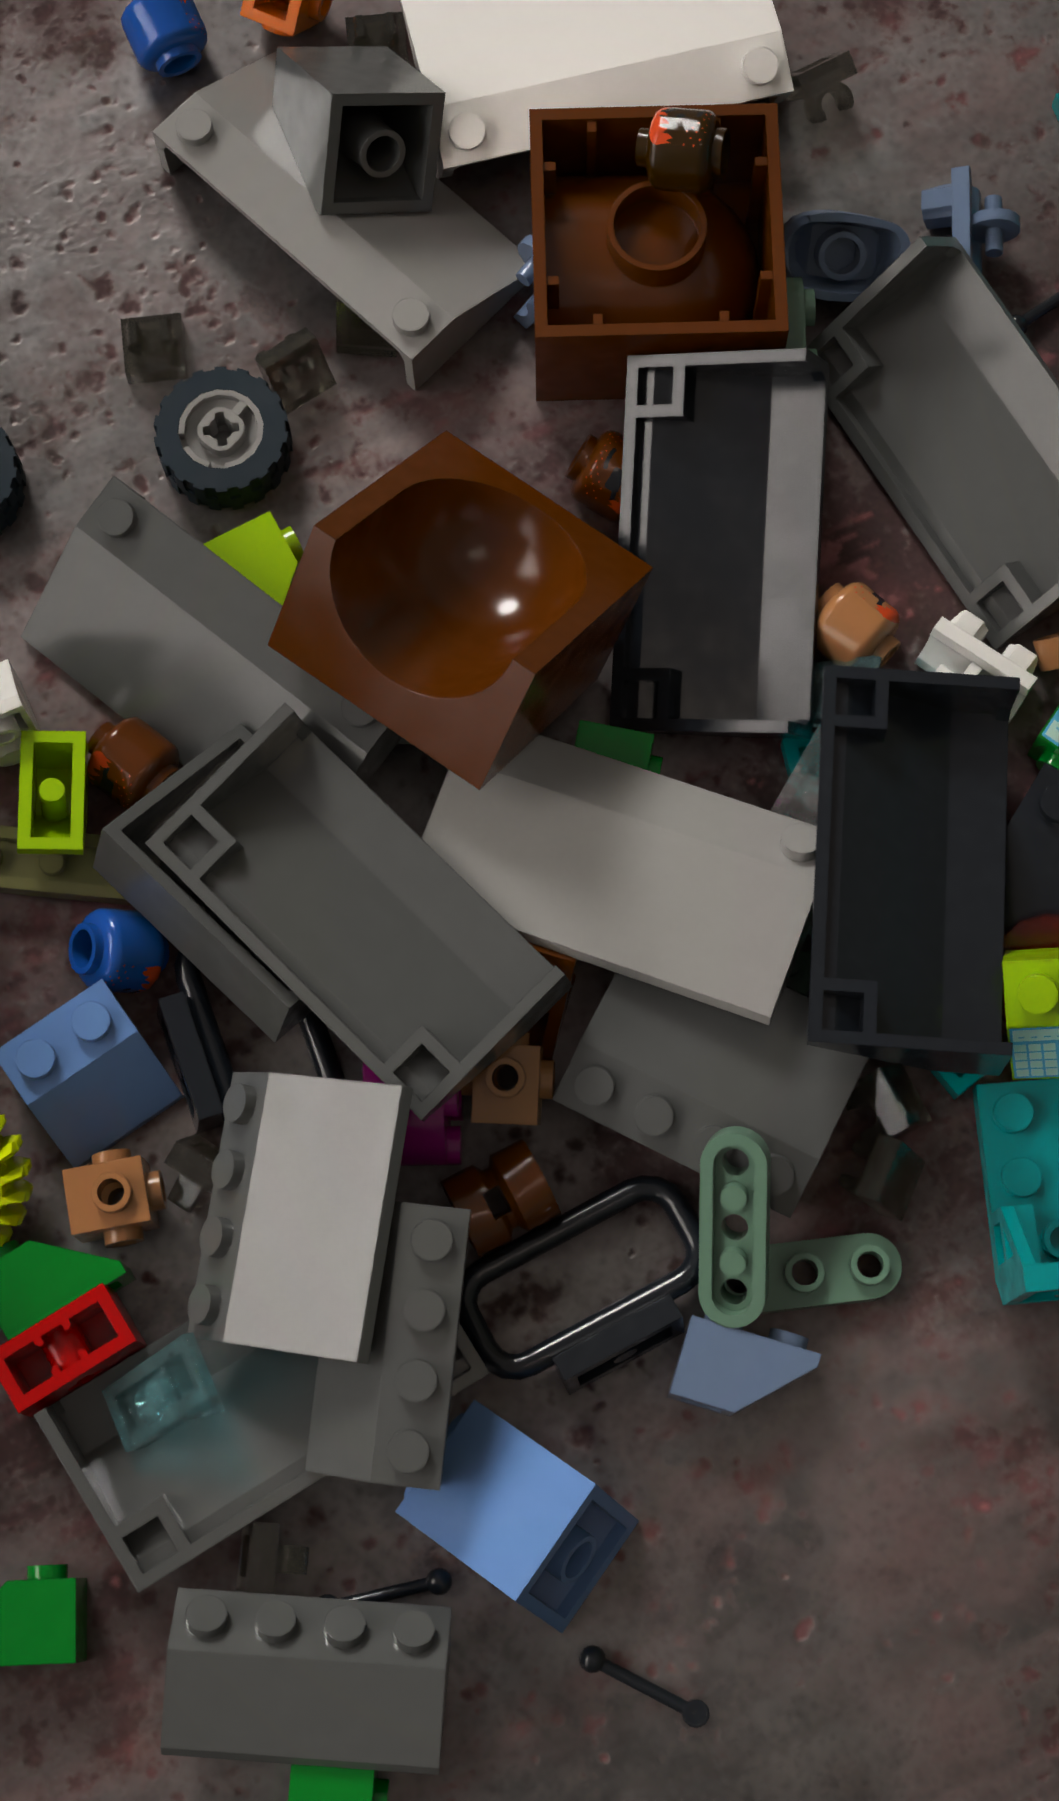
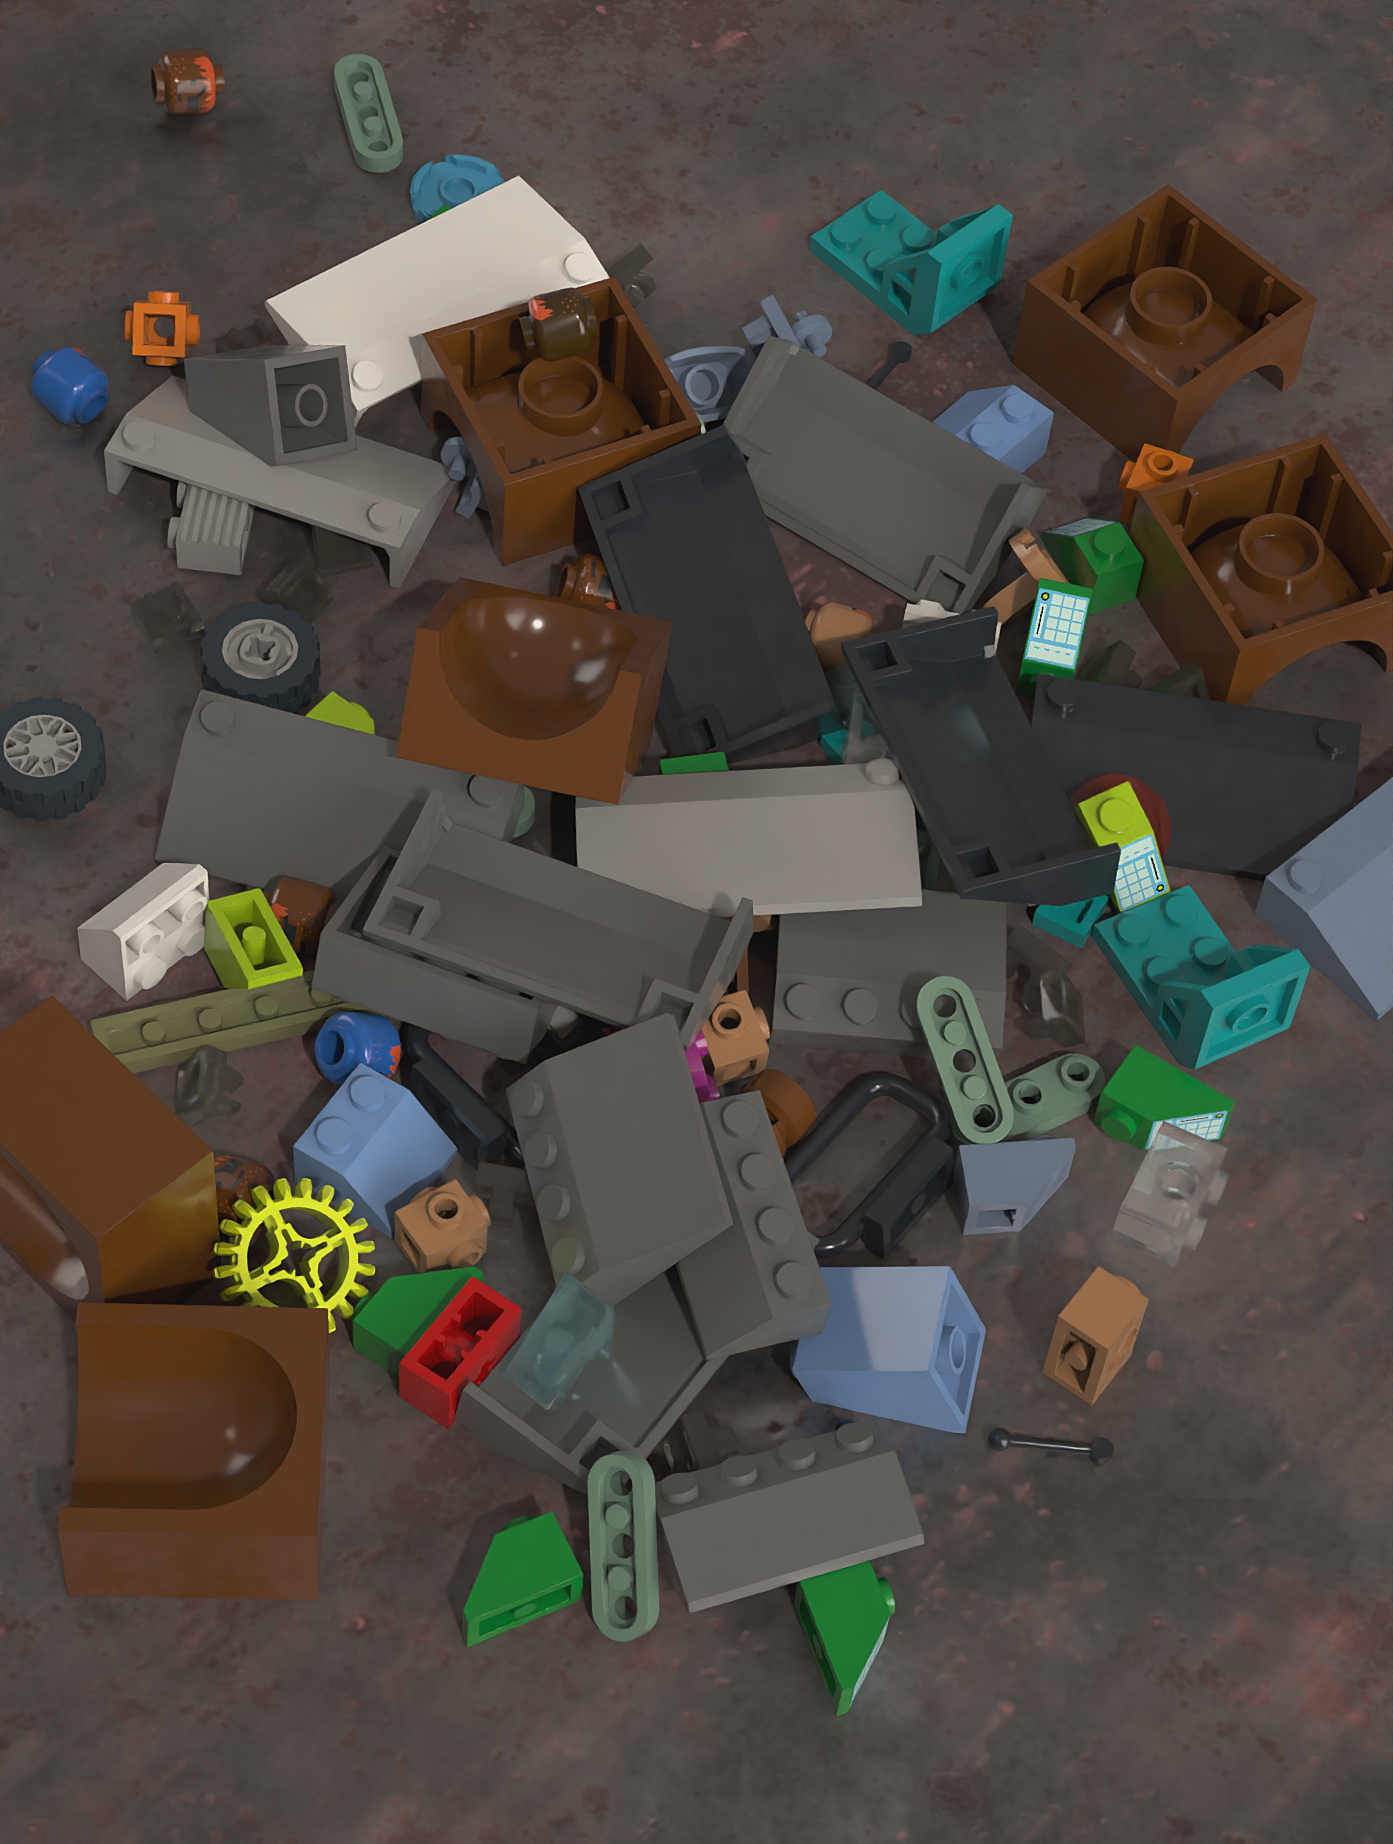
camera: 30 degrees left, 20 degrees down
(129, 1647) = (613, 1568): none -> sand green plate
(236, 262) = (210, 531): none -> light grey brick
(738, 1601) = (1095, 1334): none -> medium nougat brick
(866, 1462) = (1178, 1165): none -> clear brick
(940, 1336) = (1151, 1091): none -> green slope

